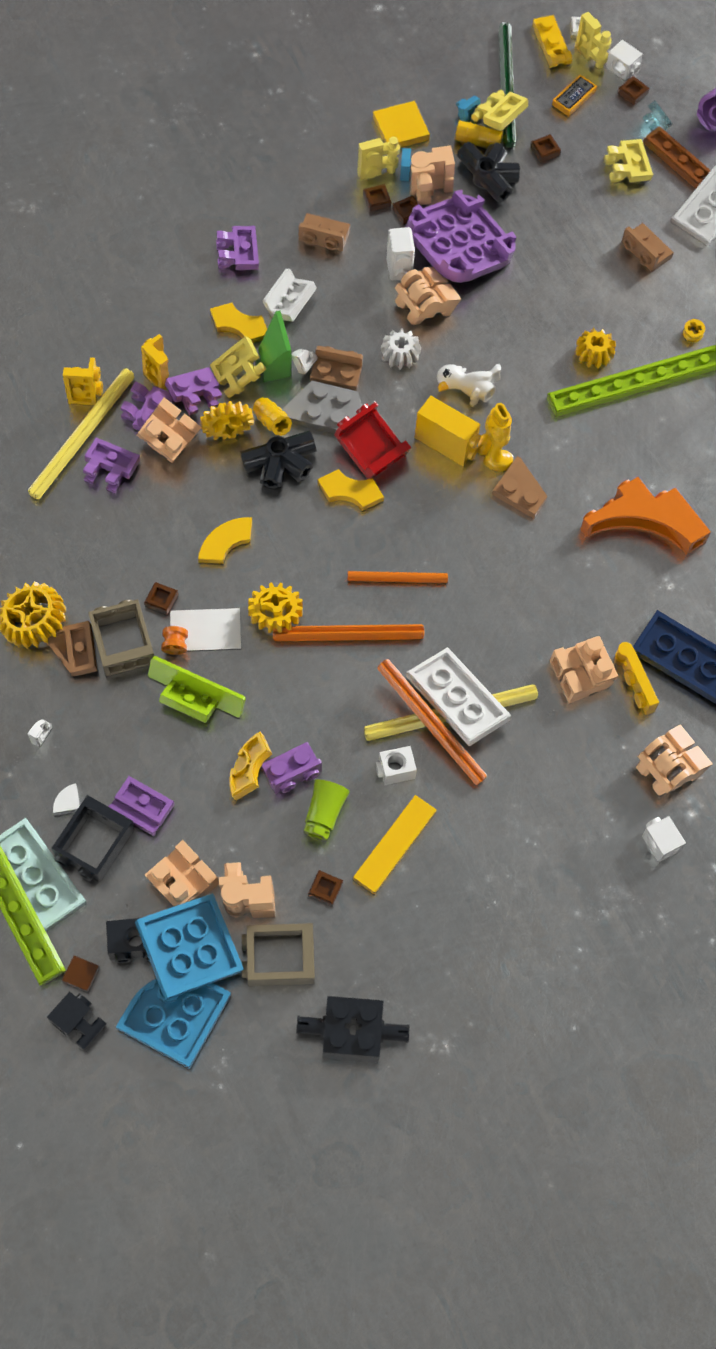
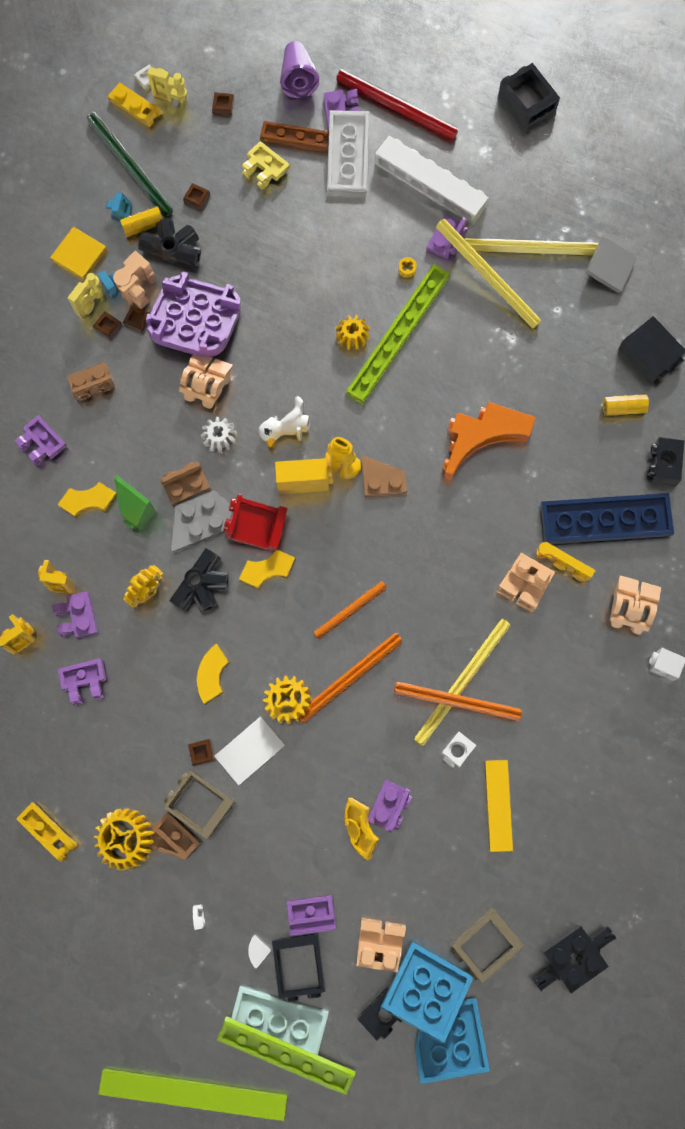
camera: 30 degrees left, 10 degrees up
(72, 1017) = (386, 1100): black brick -> none
(80, 434) = (43, 672): light yellow axle -> none
(80, 974) = (366, 1064): reddish brown tile -> none
(166, 433) = (106, 625): light nougat hips -> none
(174, 640) = (237, 778): orange wheel -> none
(193, 693) = (280, 808): lime bracket -> none
(194, 384) = (92, 576): medium lavender plate -> none
(233, 362) = (110, 535): light yellow plate -> none
(246, 898) = (429, 929): light nougat hips -> none
(272, 416) = (171, 558): yellow axle -> none
(288, 295) = (107, 453): white bracket -> none
(303, 360) = (158, 496): white tile -> none
(324, 808) = (435, 820): lime plant -> none
(325, 888) = (477, 873): reddish brown tile -> none
(400, 252) = (162, 361): white brick -> none
(458, 696) = (460, 668): white tile -> none
(500, 109) = (148, 191): light yellow plate -> none
(574, 95) = (184, 138): tile -> none
(624, 60) = (199, 84): white brick -> none
(646, 246) = (326, 224): medium nougat bracket -> none
(658, 116) = (257, 112): clear light blue tile -> none

